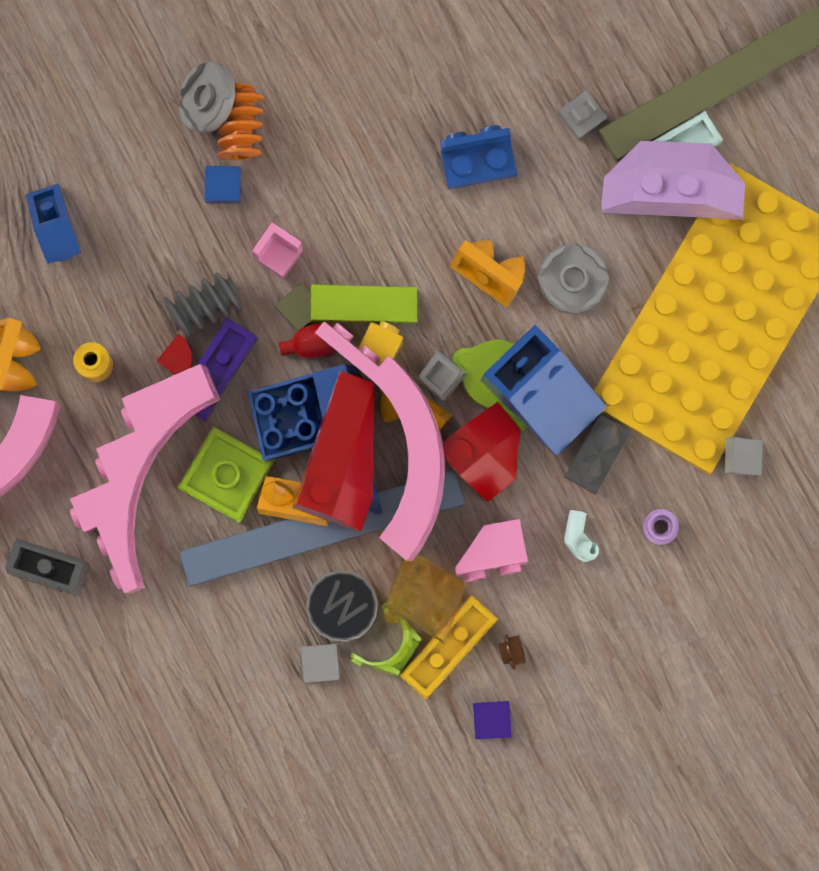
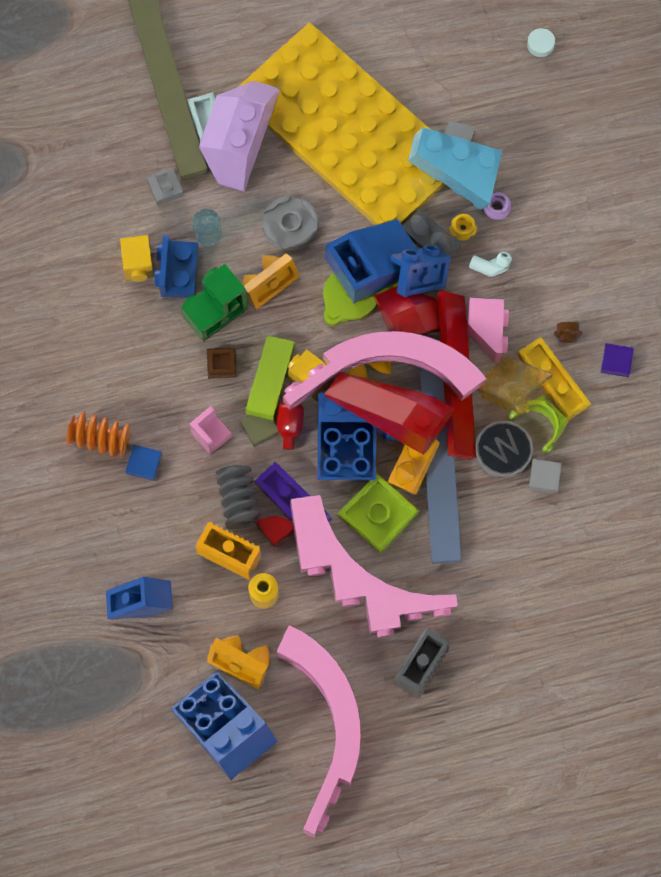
camera: 75 degrees left, 10 degrees down
(131, 309) = (228, 550): none -> light orange brick
(207, 97) = (71, 453): light grey tile -> none
(370, 242) = (221, 363): none -> reddish brown tile
(437, 213) = (217, 305): none -> green brick
(441, 375) = (340, 330): light grey tile -> none
(454, 518) = (454, 334): none -> red tile
(475, 106) = (136, 258): none -> yellow brick
(533, 188) = (207, 227): none -> clear light blue brick
(541, 450) = (421, 270): none -> blue bracket
(625, 482) = (463, 220): none -> yellow plate
(694, 465) = (458, 163): none -> medium azure wedge

